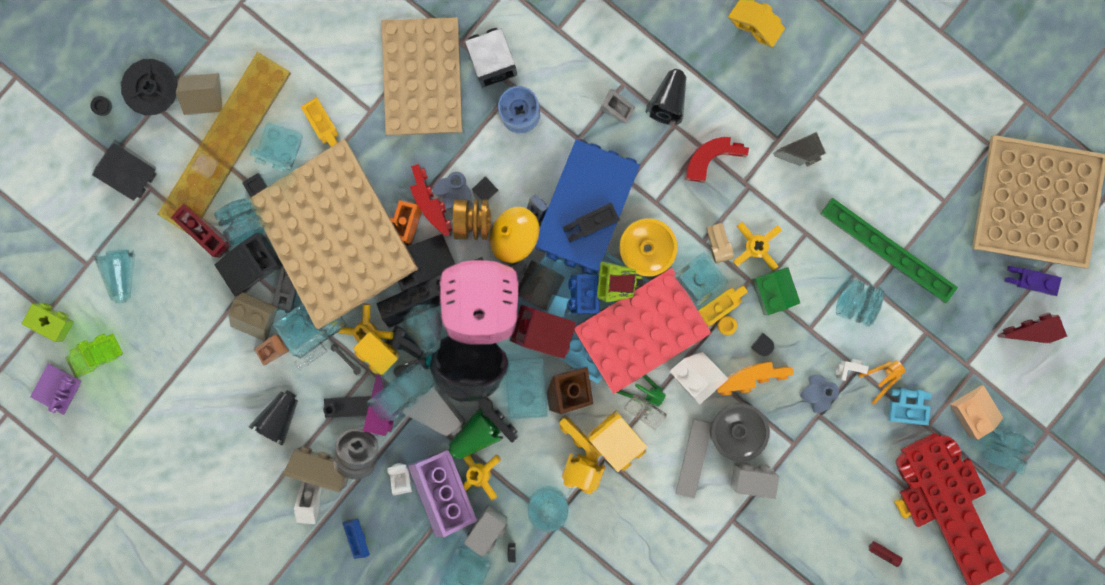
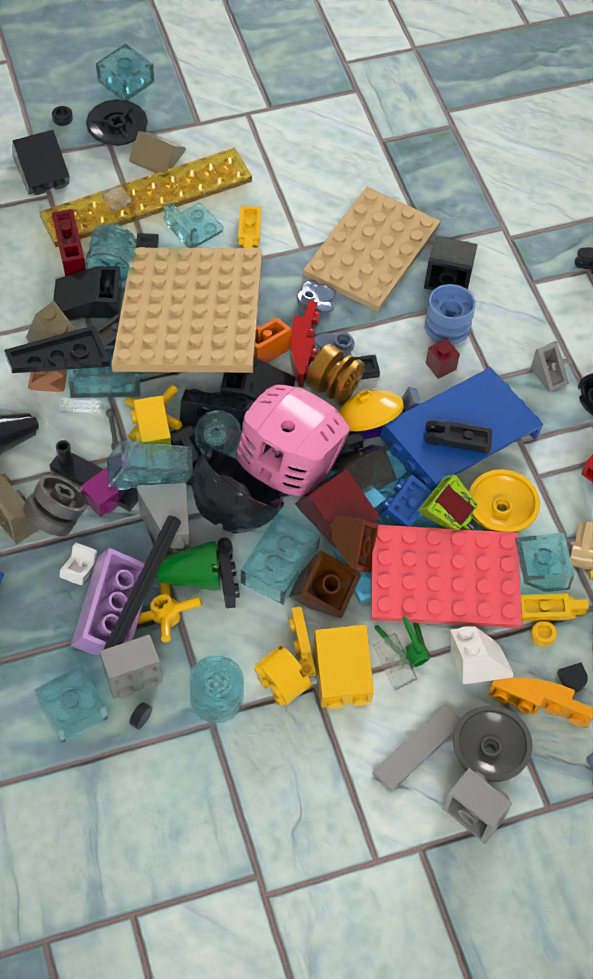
camera: 30 degrees right, 30 degrees down
(119, 33) = (125, 72): none -> clear light blue brick
(274, 339) = (61, 352): none -> black wing
(411, 148) = (312, 291): none -> sand blue plate
(456, 477) = (143, 582): none -> black axle
(535, 150) = (442, 358): none -> dark red brick
(572, 357) = (354, 540): none -> reddish brown slope

